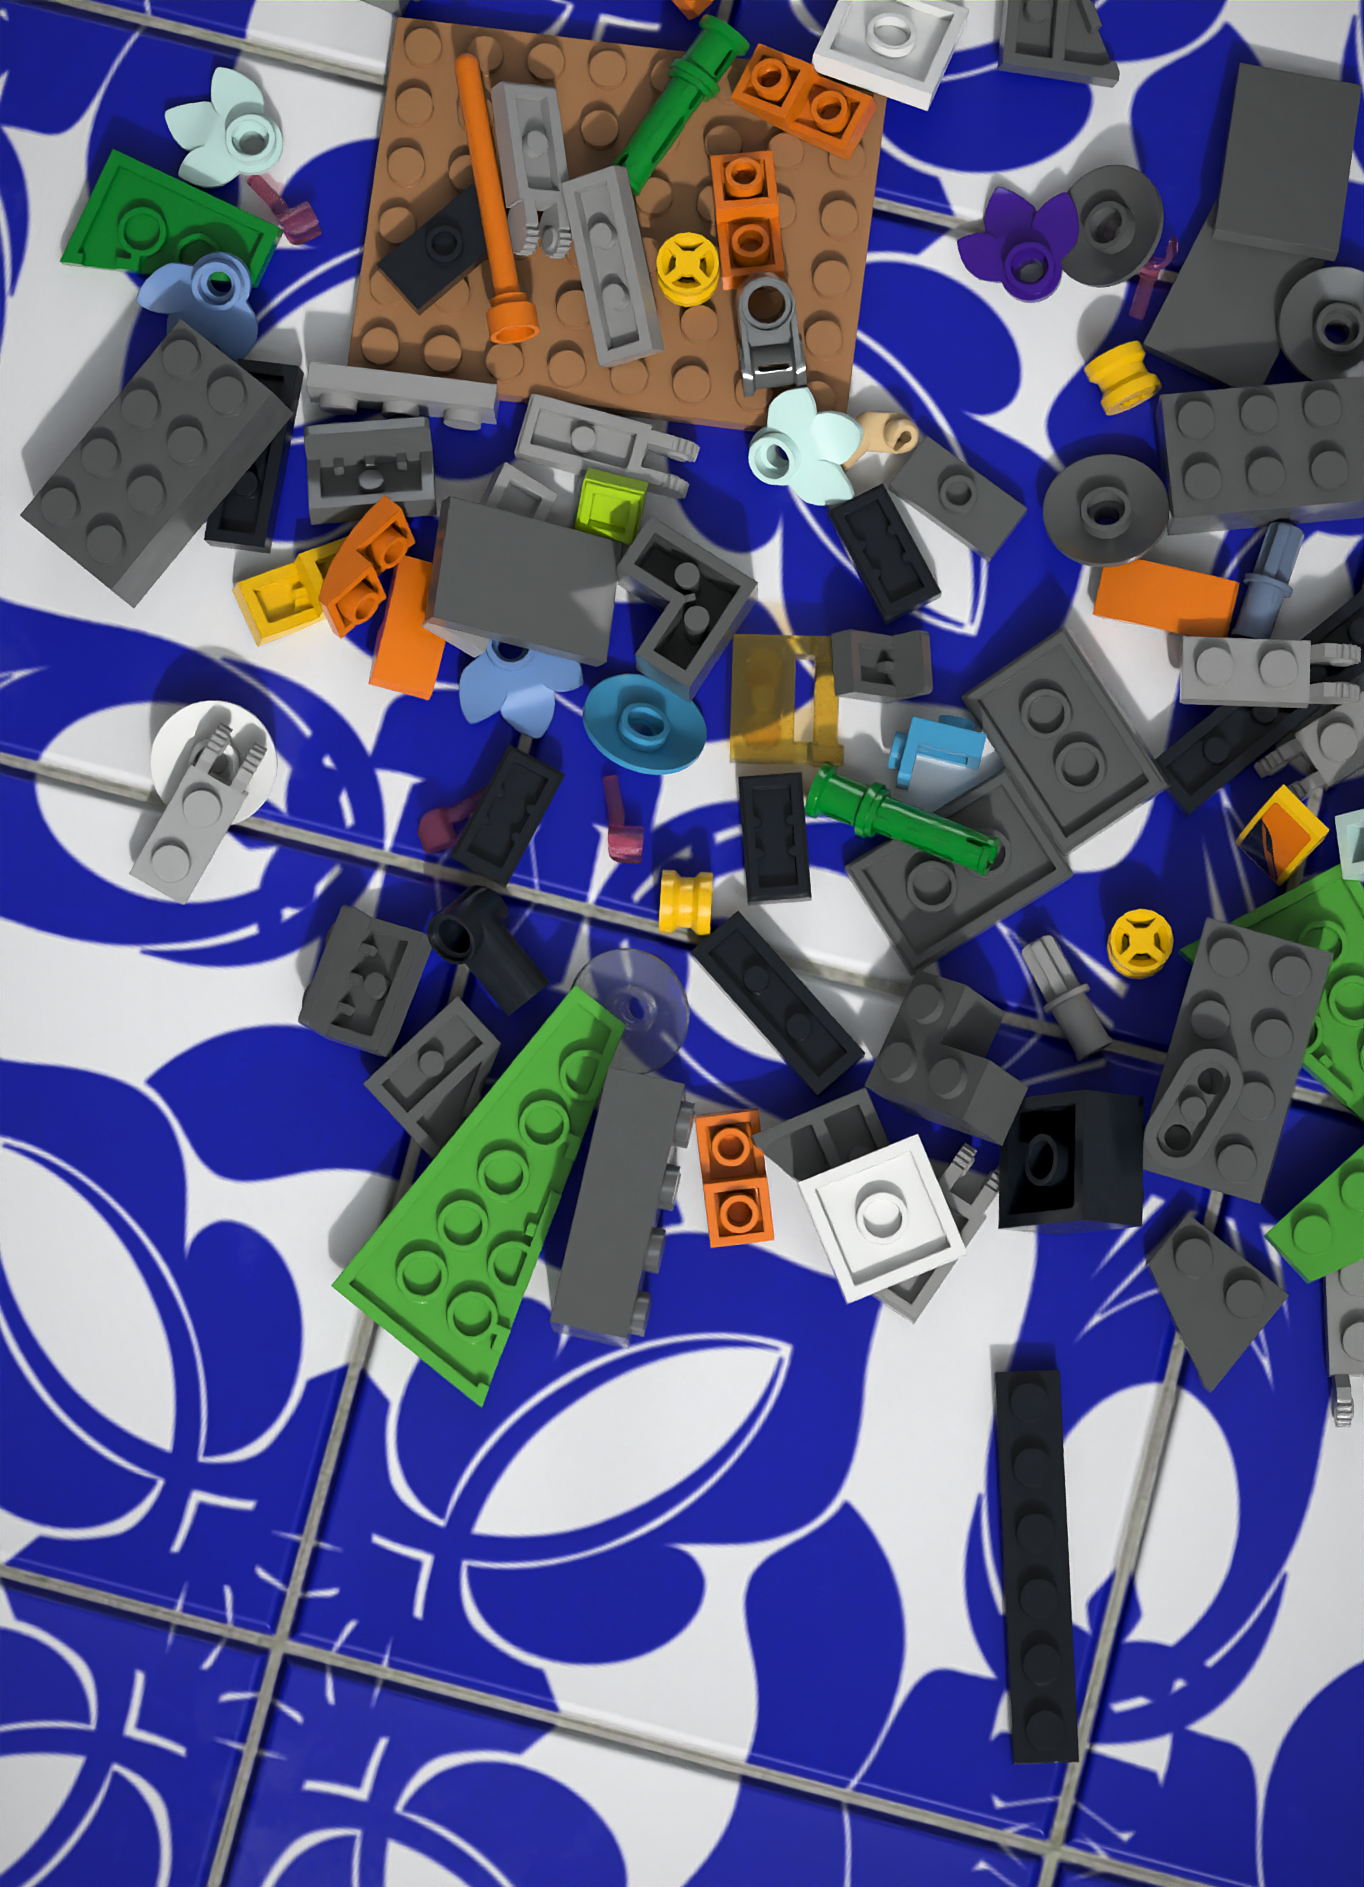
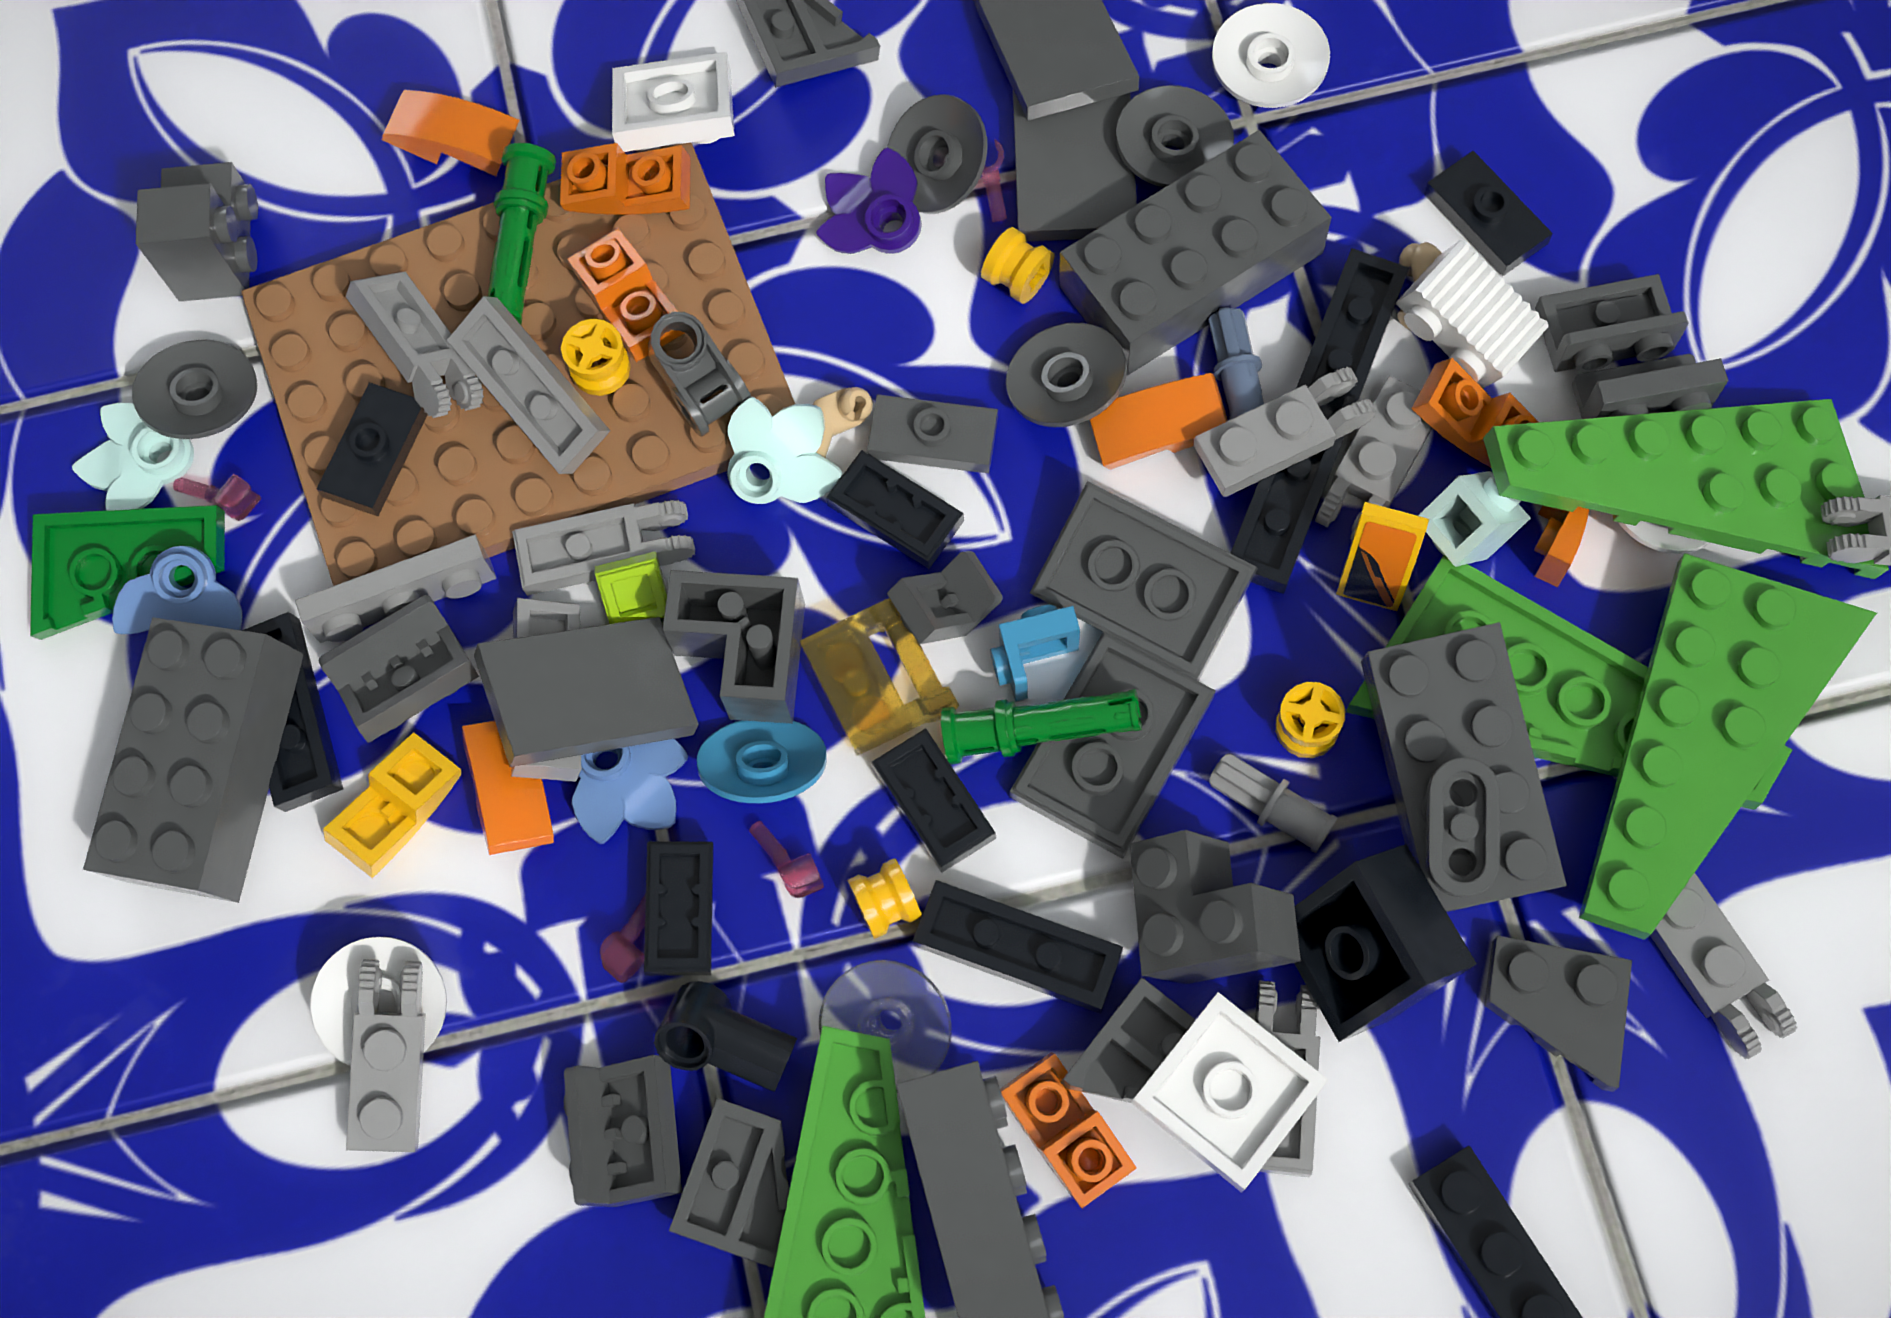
camera: 25 degrees left, 10 degrees down
(317, 76) = (194, 389): none -> dark grey dish
(352, 582) = (426, 770): orange slope -> none
(511, 315) = (456, 466): orange piece -> none

